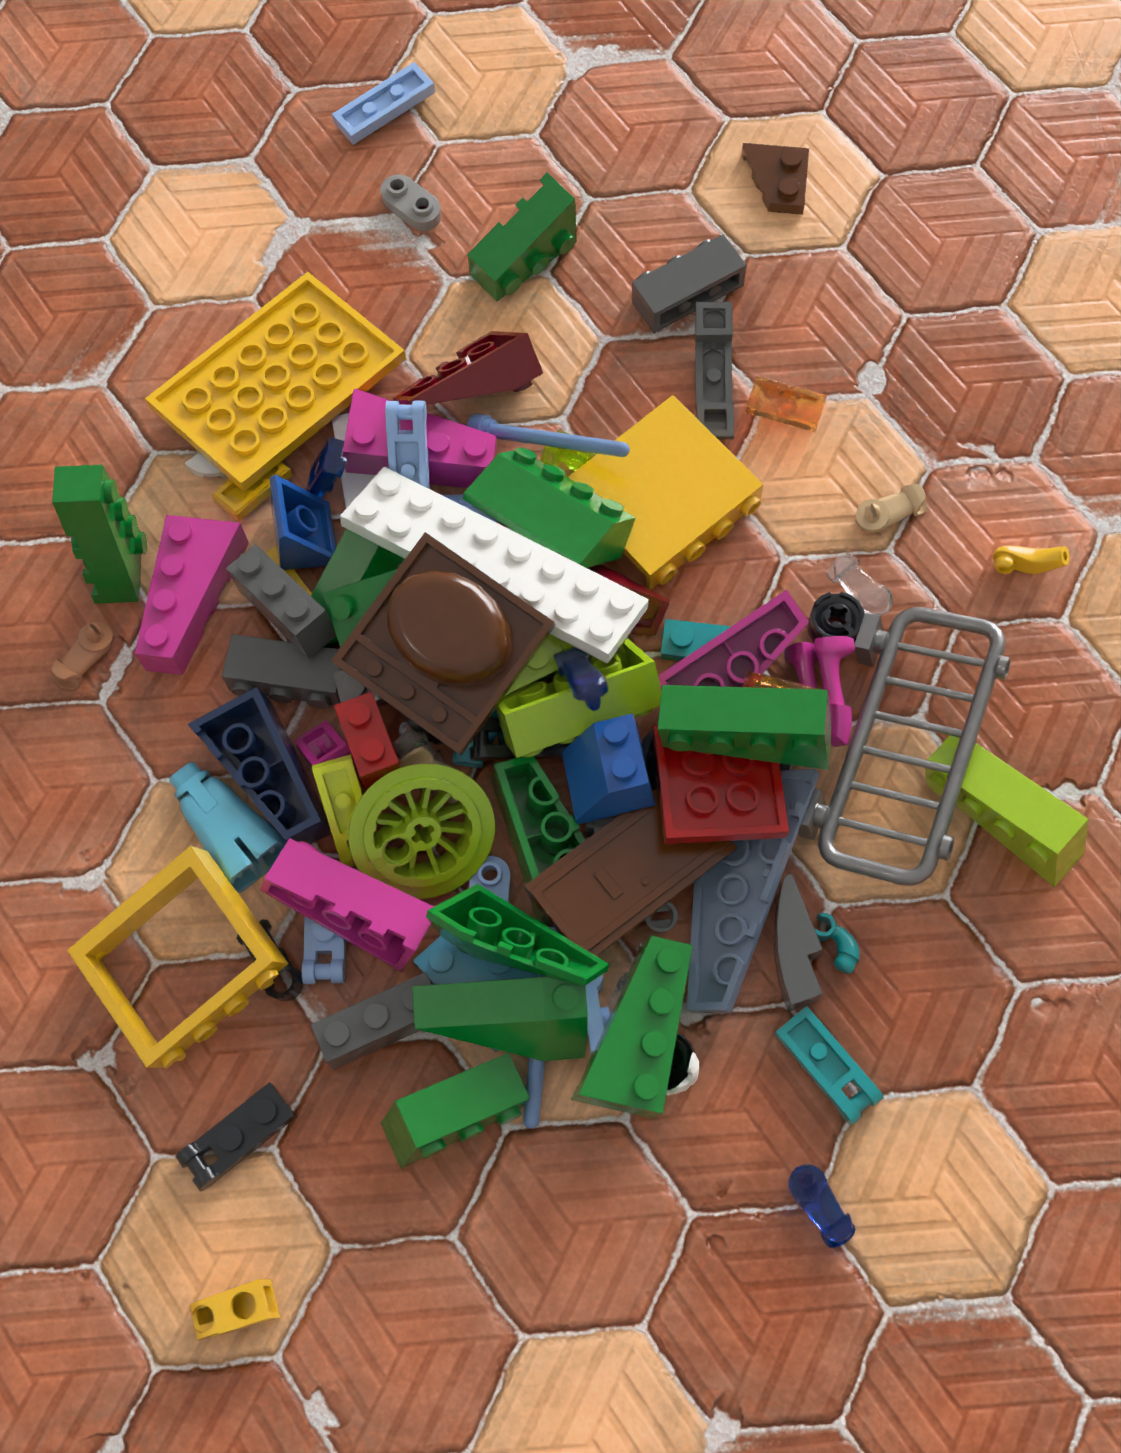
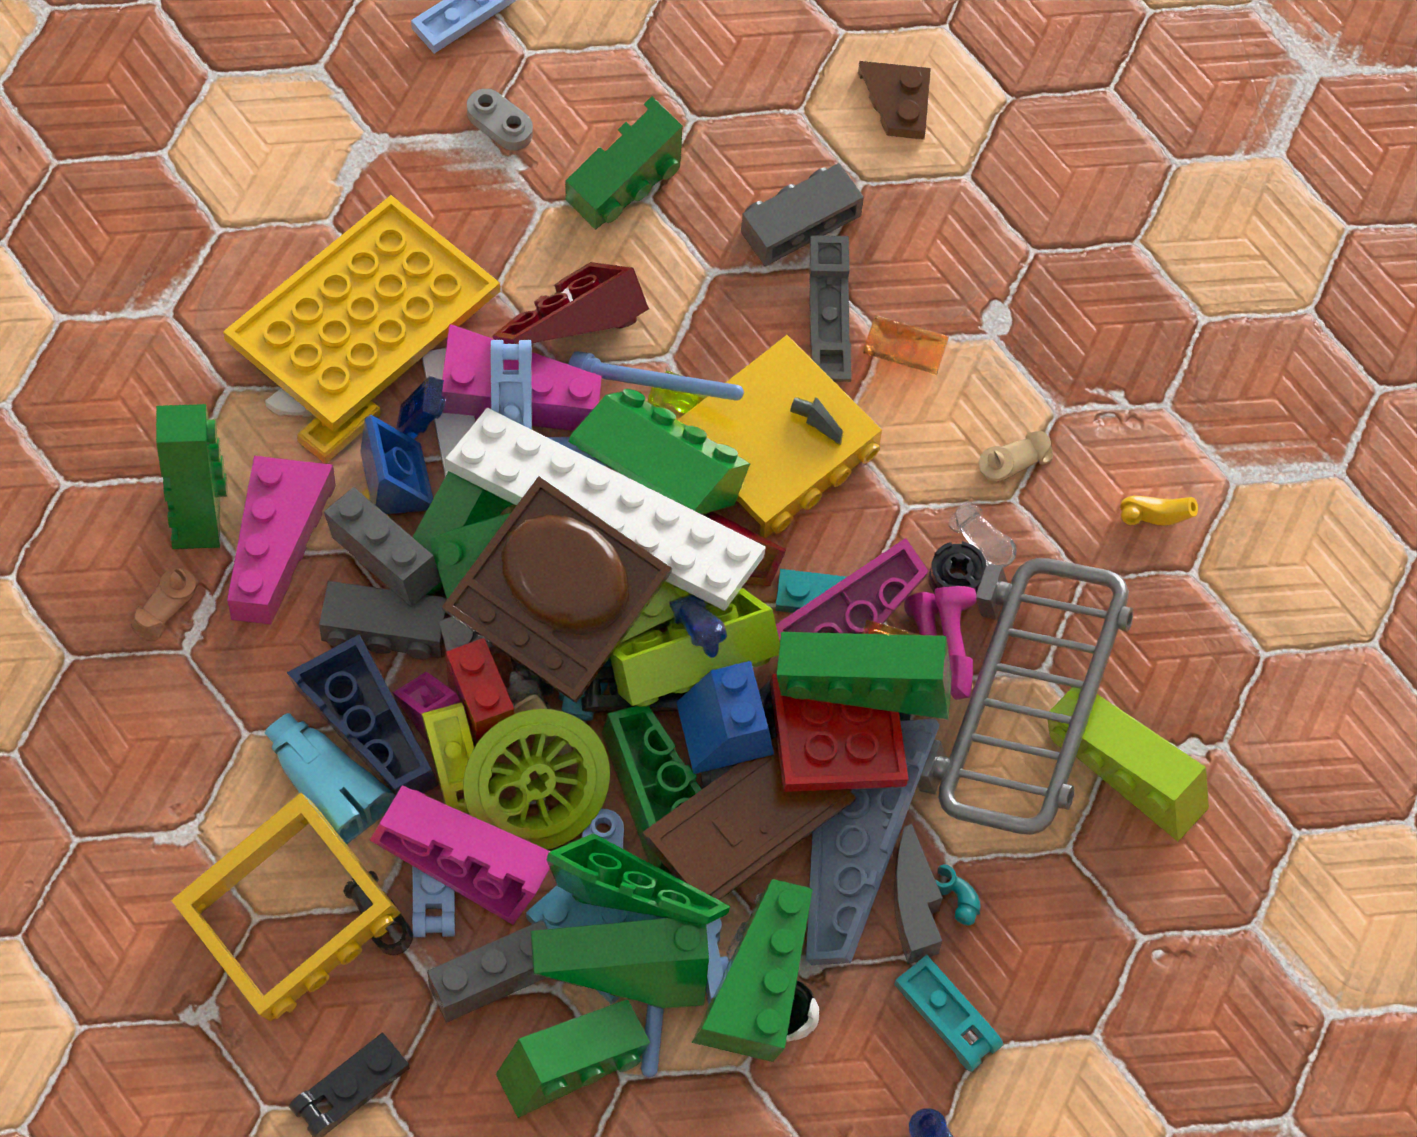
camera: 10 degrees left, 5 degrees down
(664, 925) = (784, 859): dark grey hinge -> none
(701, 473) = (818, 417): none -> pearl dark grey bar

